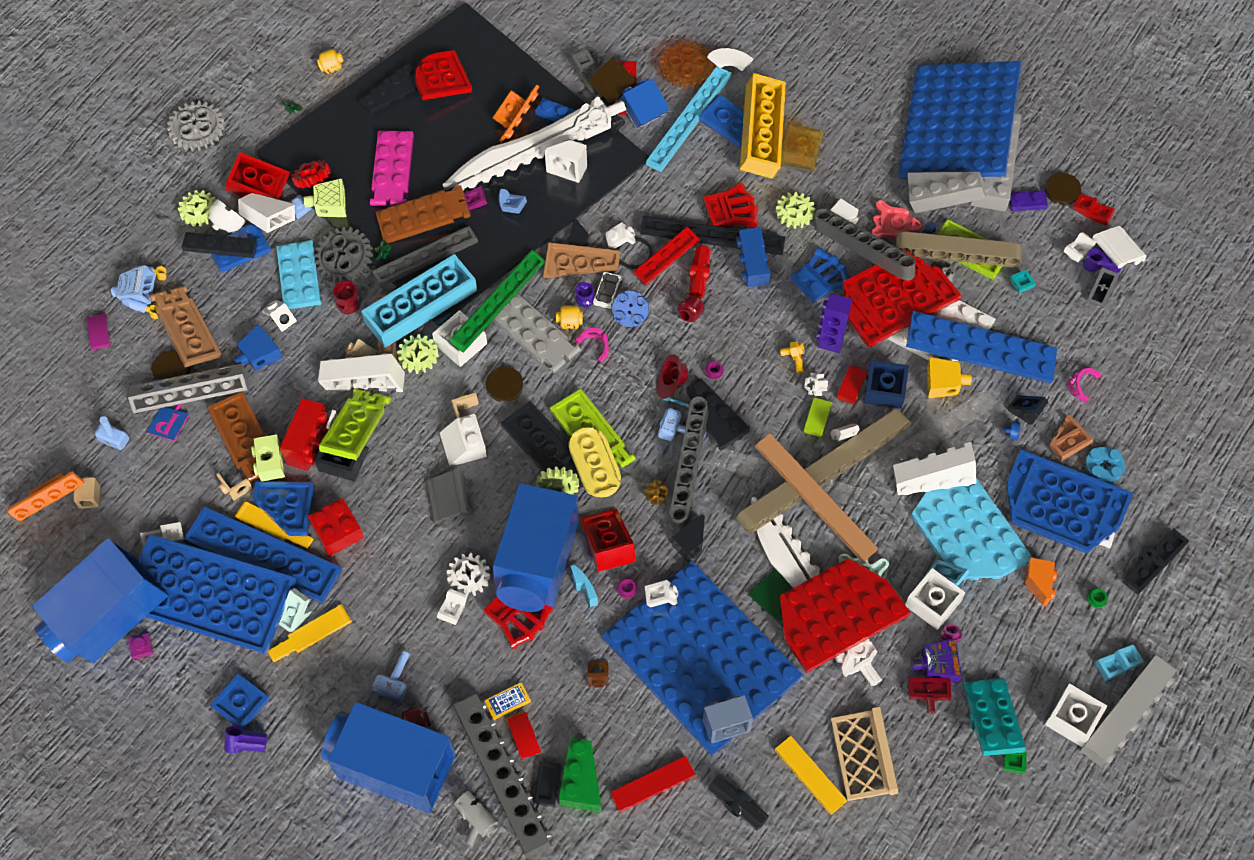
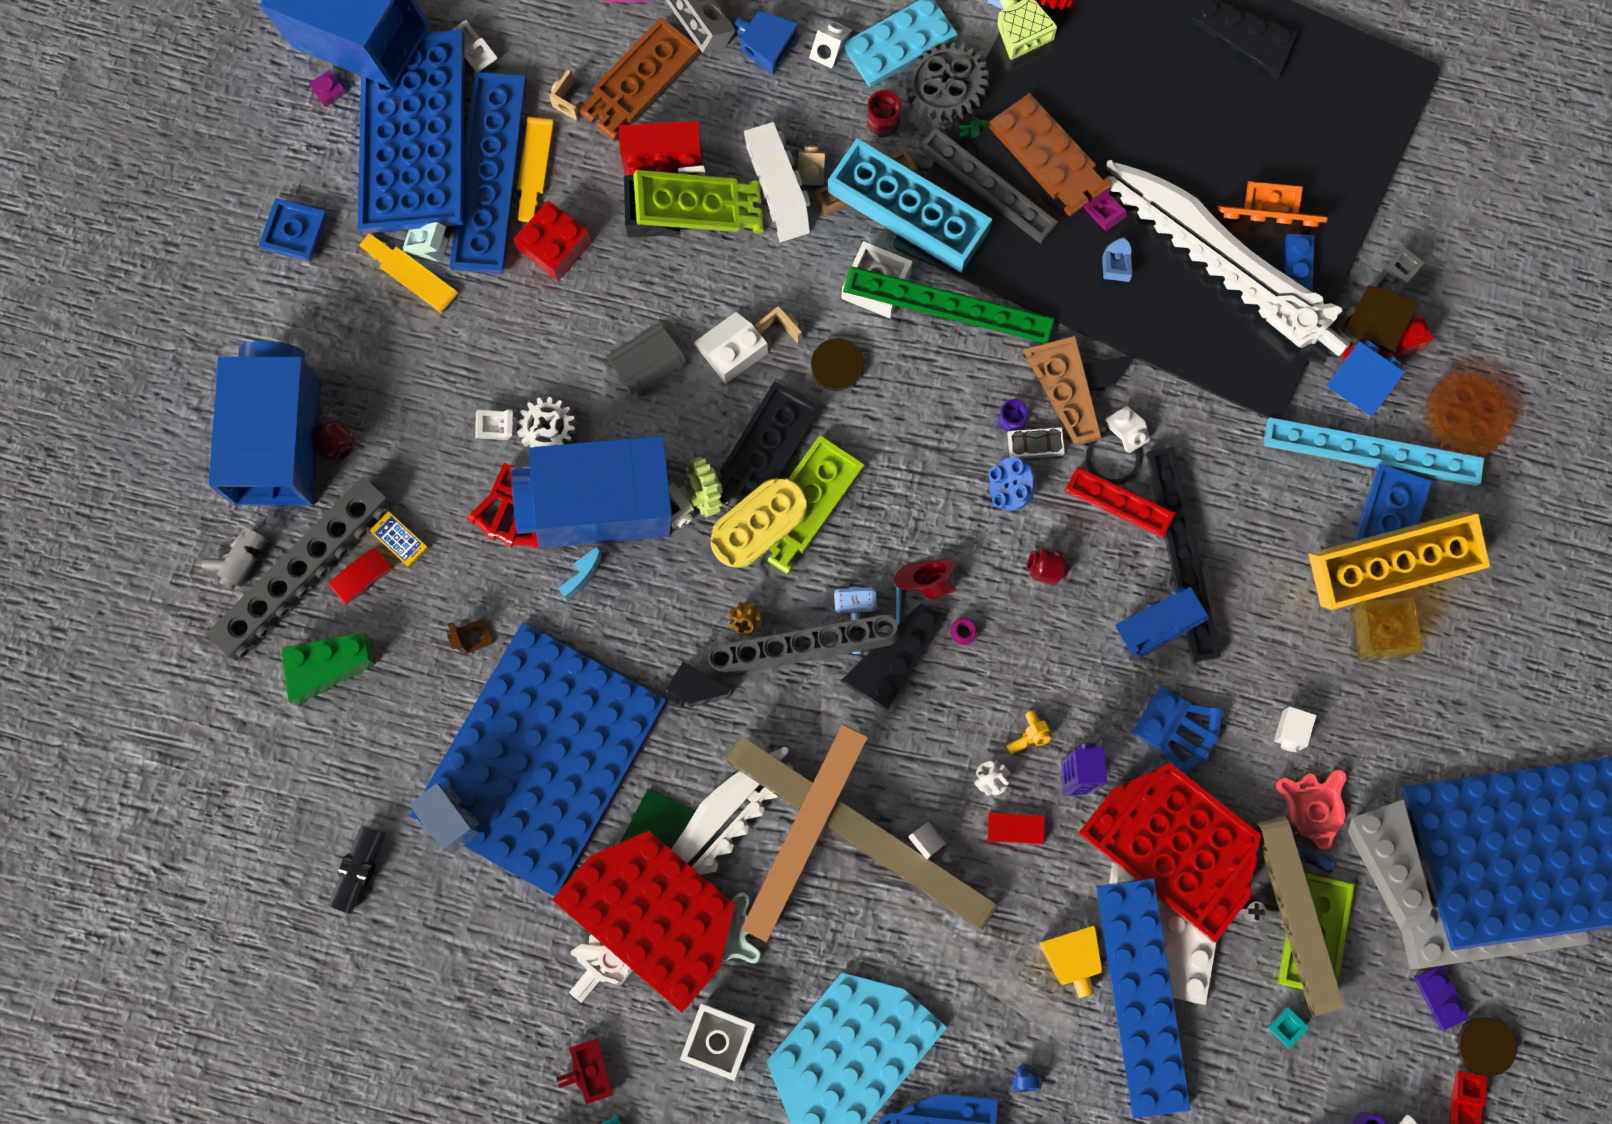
camera: 70 degrees right, 15 degrees up
(237, 740) = (246, 256): dark purple piece -> none
(270, 468) = (607, 132): yellowish green brick -> none
(286, 504) = (563, 170): blue plate -> none
(390, 687) = (368, 393): light blue piece -> none
(392, 167) = (1112, 84): dark pink hinge -> none
(419, 351) = (837, 225): yellowish green gear -> none
(441, 76) = (1288, 84): red plate -> none
(535, 333) = (930, 375): light grey hinge -> none
(547, 784) = (310, 627): black tile -> none
(567, 160) = (1214, 309): white slope -> none
(569, 317) = (970, 409): yellow head -> none
(600, 335) = (951, 471): dark pink helmet -> none
(608, 540) = (656, 580): red slope -> none
(627, 588) = (599, 630): magenta plate -> none
(652, 784) = (349, 755): red tile -> none
(661, 593) = (596, 676): white bracket -> none
(700, 271) = (1113, 557): red piece -> none
(720, 210) = (1229, 550): red plate -> none
(730, 57) = (1507, 471): white tile -> none
(795, 210) = (1281, 663): yellowish green gear -> none
(810, 775) = (424, 950): yellow tile -> none
(817, 417) = (945, 797): lime tile -> none
(865, 244) = (1237, 782): dark grey beam -> none
(883, 754) = (485, 1033): tan fence -> none
(886, 384) = (1028, 876): dark blue brick -> none
(935, 472) = (908, 988): white wedge -> none
(939, 661) = (632, 1073): torso -> none
(951, 572) = (762, 1048): medium azure slope -> none
(951, 632) = (687, 1078): magenta plate -> none
(1027, 407) = (1072, 1091): black slope -> none
(1080, 247) = (1383, 1100): white bracket -> none

